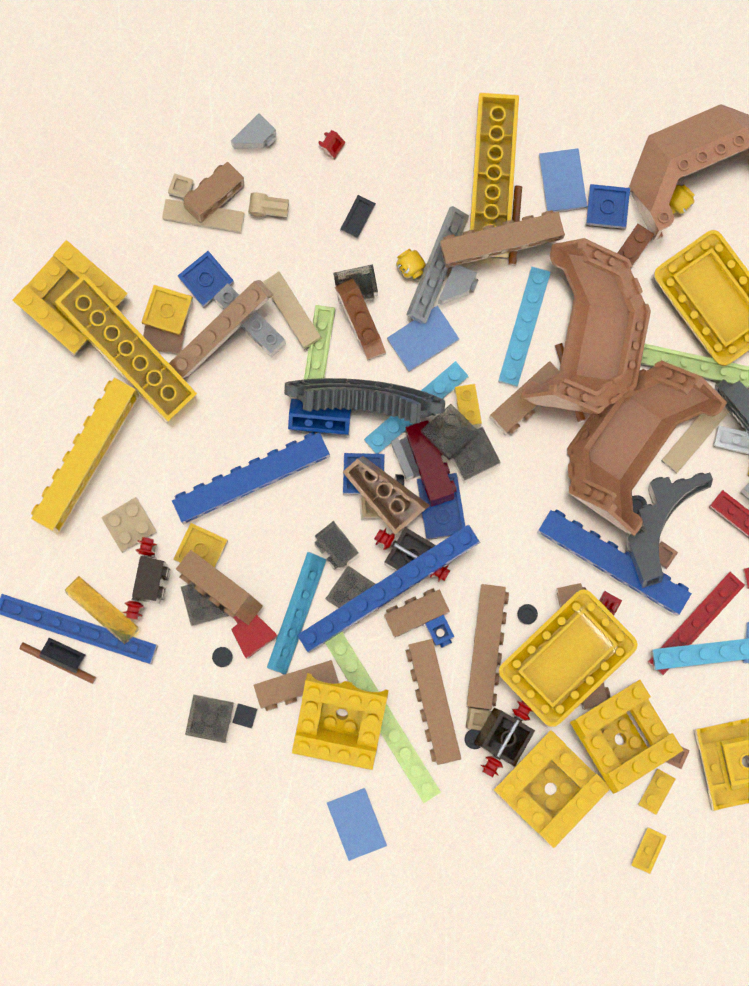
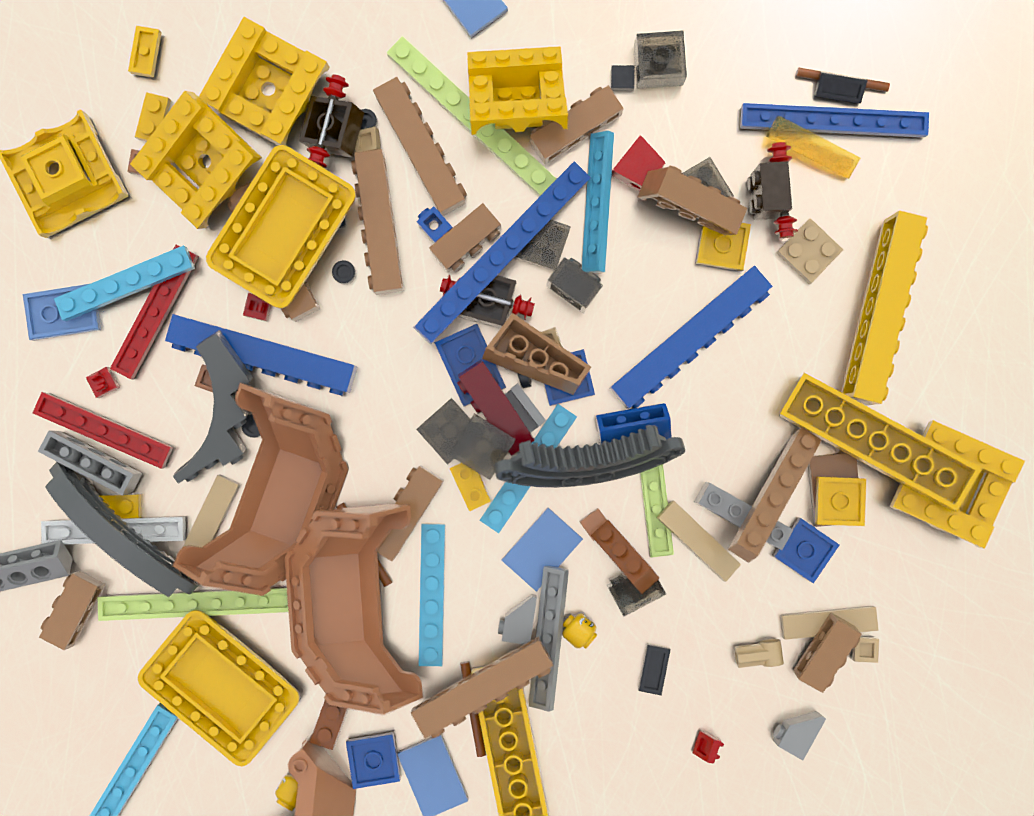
camera: 165 degrees right, 5 degrees up
(222, 657) = (665, 134): black tile -> none

